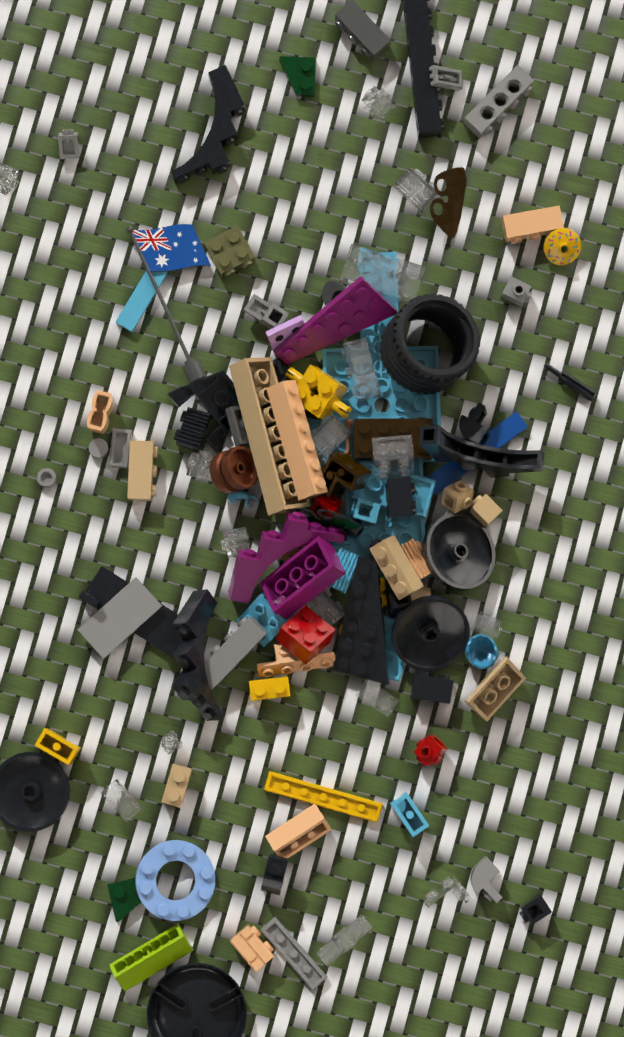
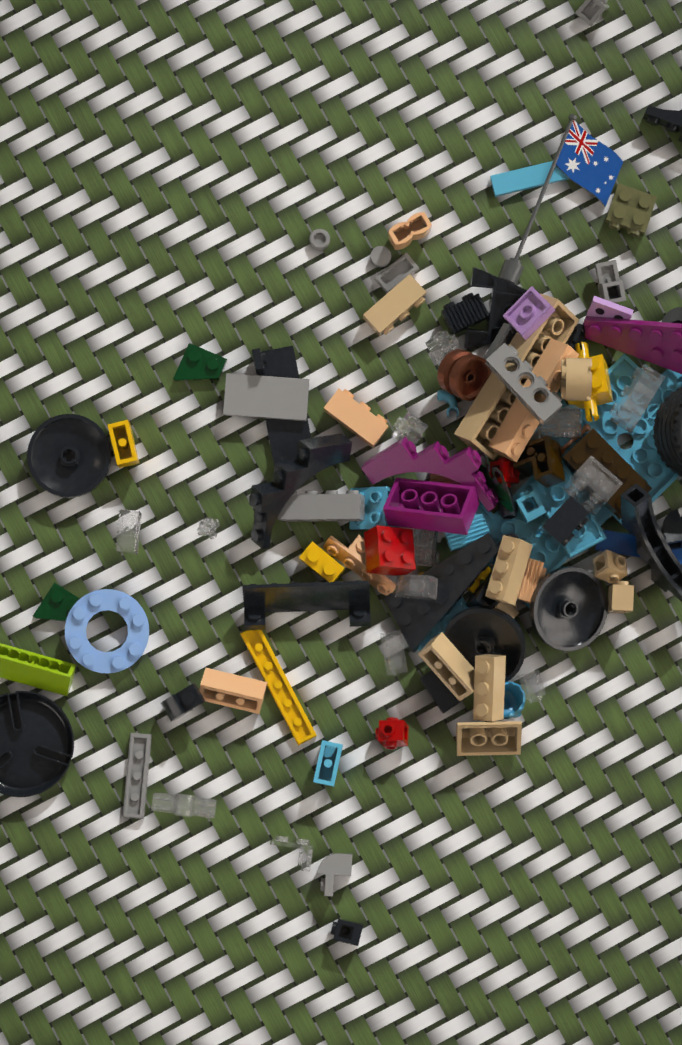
camera: 50 degrees right, 0 degrees up
(53, 642) = (199, 365): none -> dark green wing
(177, 785) = (180, 563): tan brick -> none
(192, 569) = (356, 417): none -> light nougat brick
(235, 386) = (529, 313): none -> lavender tile
(252, 947) = (111, 739): light nougat brick -> none
(282, 721) = (306, 597): none -> black bracket
(311, 398) = (576, 379): none -> tan brick
(311, 442) = (541, 411): none -> light grey brick
(347, 640) = (416, 586): none -> clear slope
(423, 668) = (449, 666): none -> tan brick
(462, 656) = (489, 687): none -> tan brick

